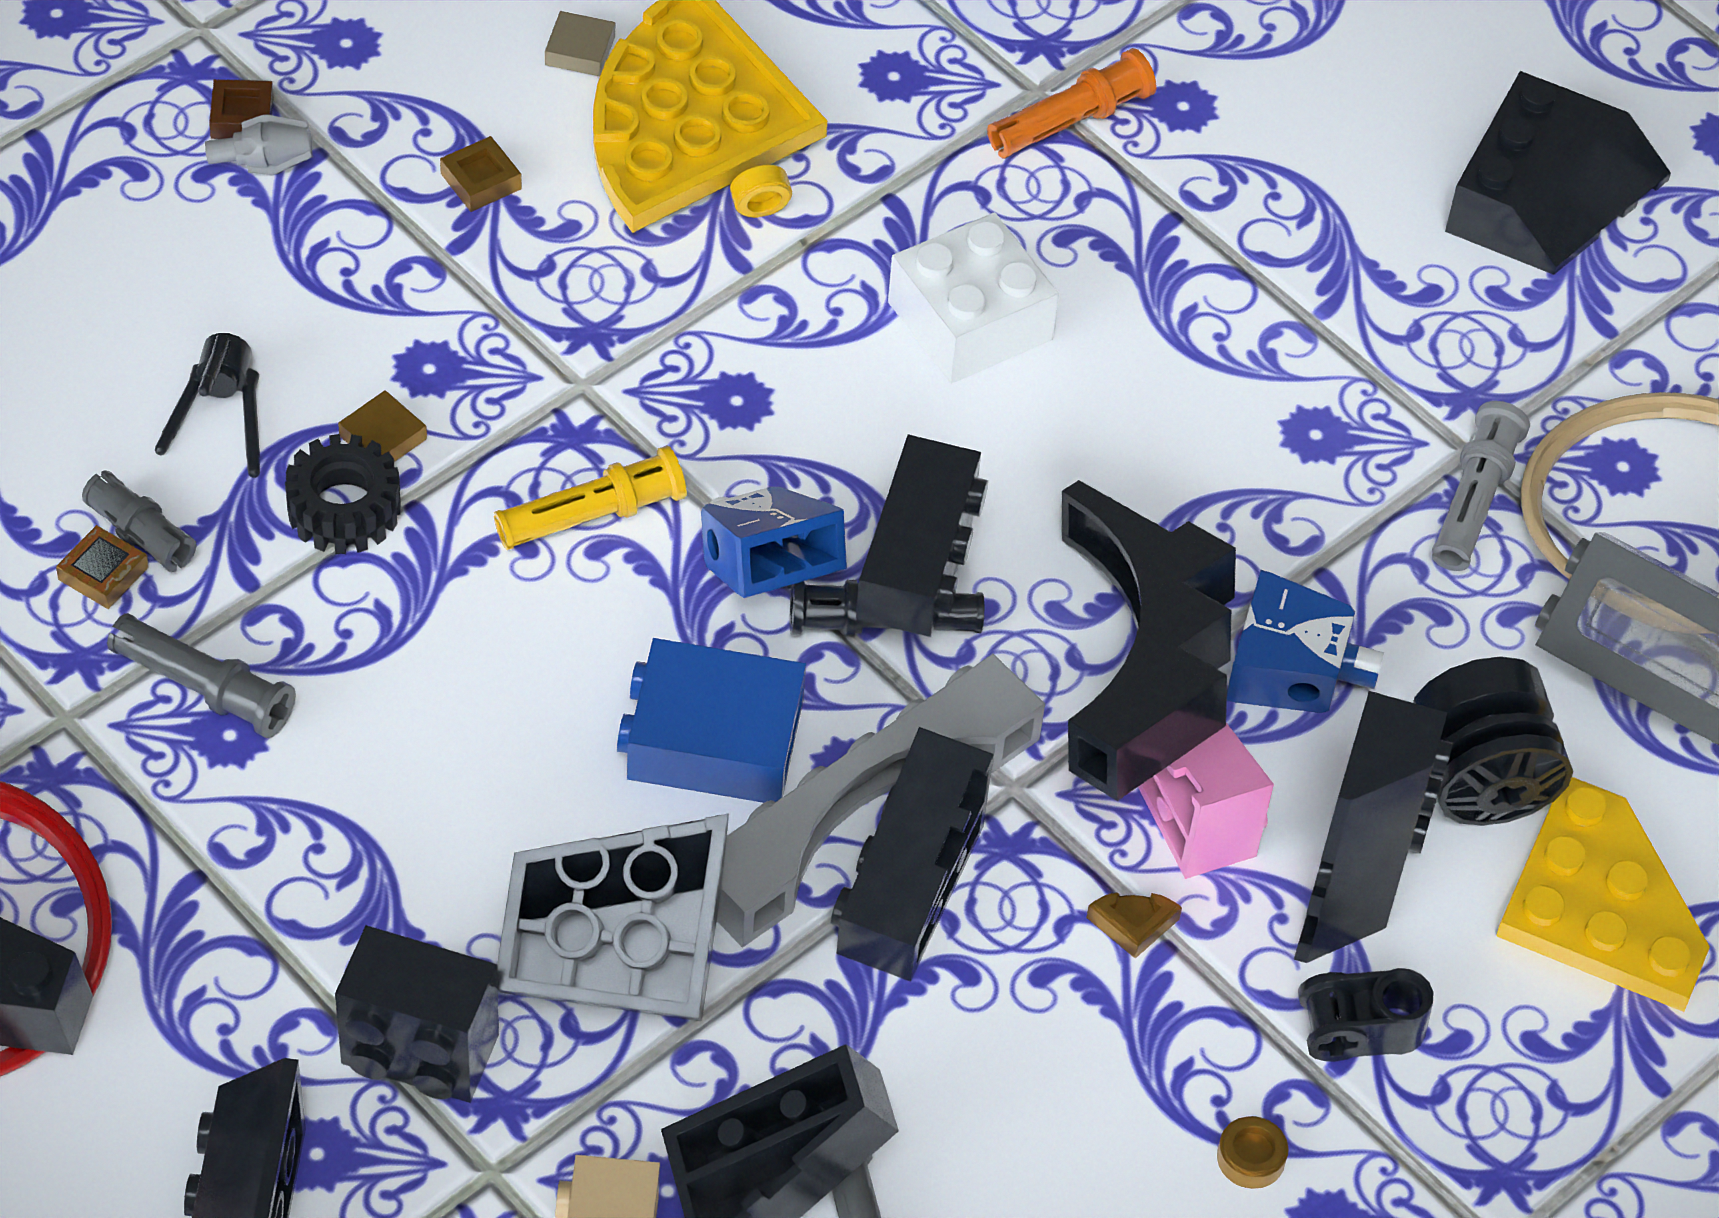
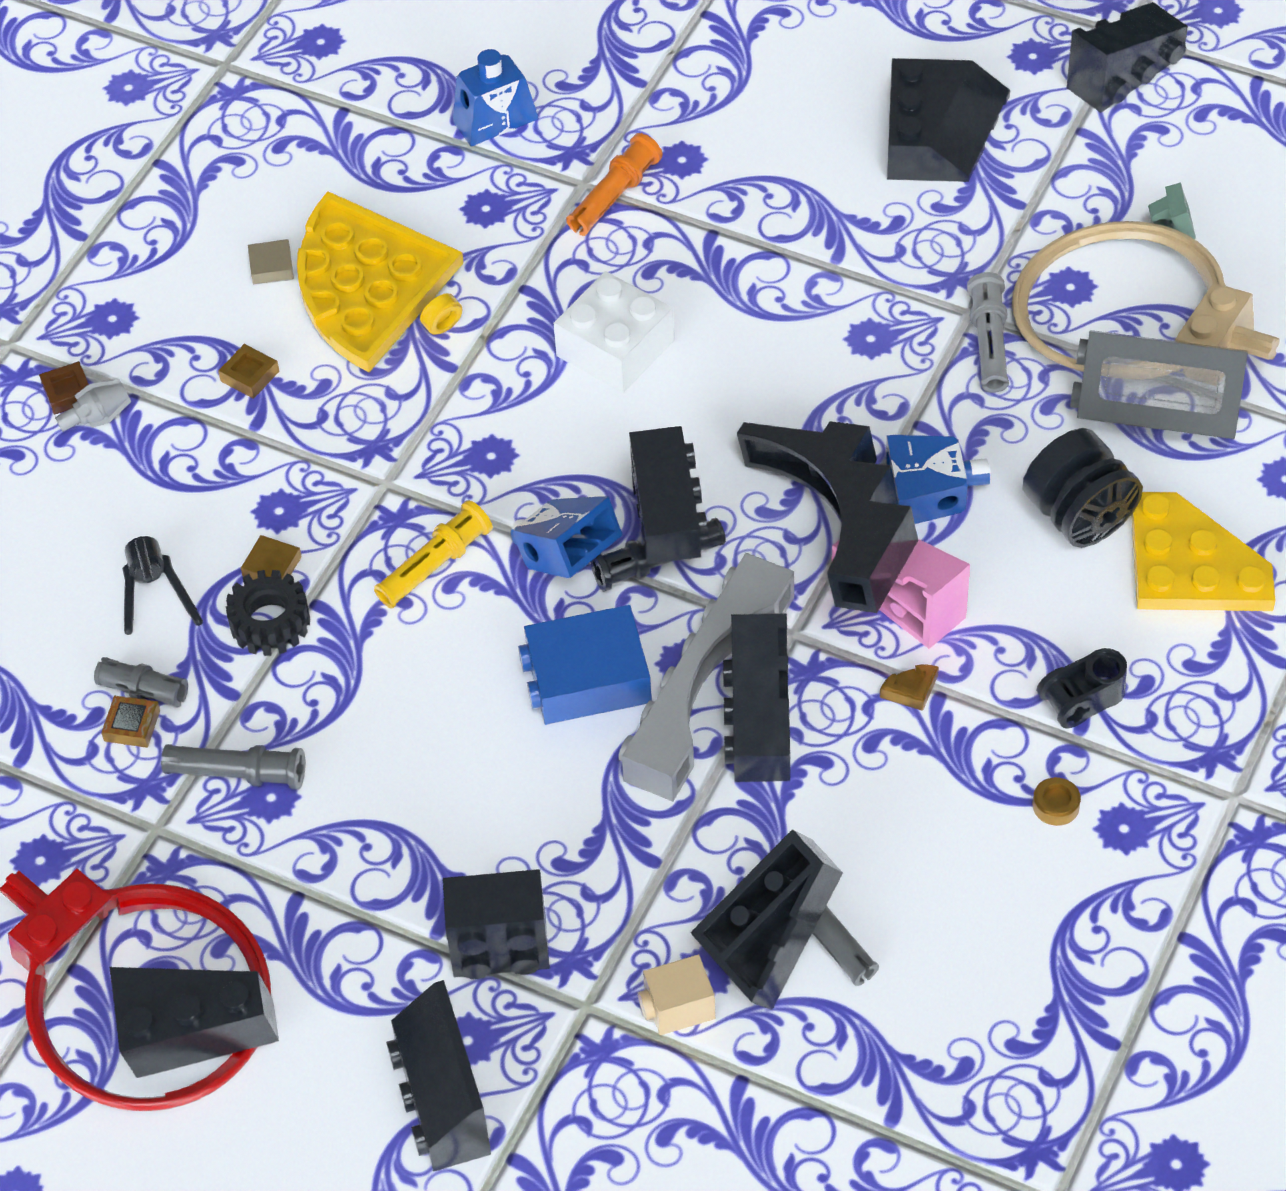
camera: 15 degrees left, 0 degrees up
(617, 919) = (597, 812): wedge -> none
(1375, 822) = (1037, 564): black wedge -> none

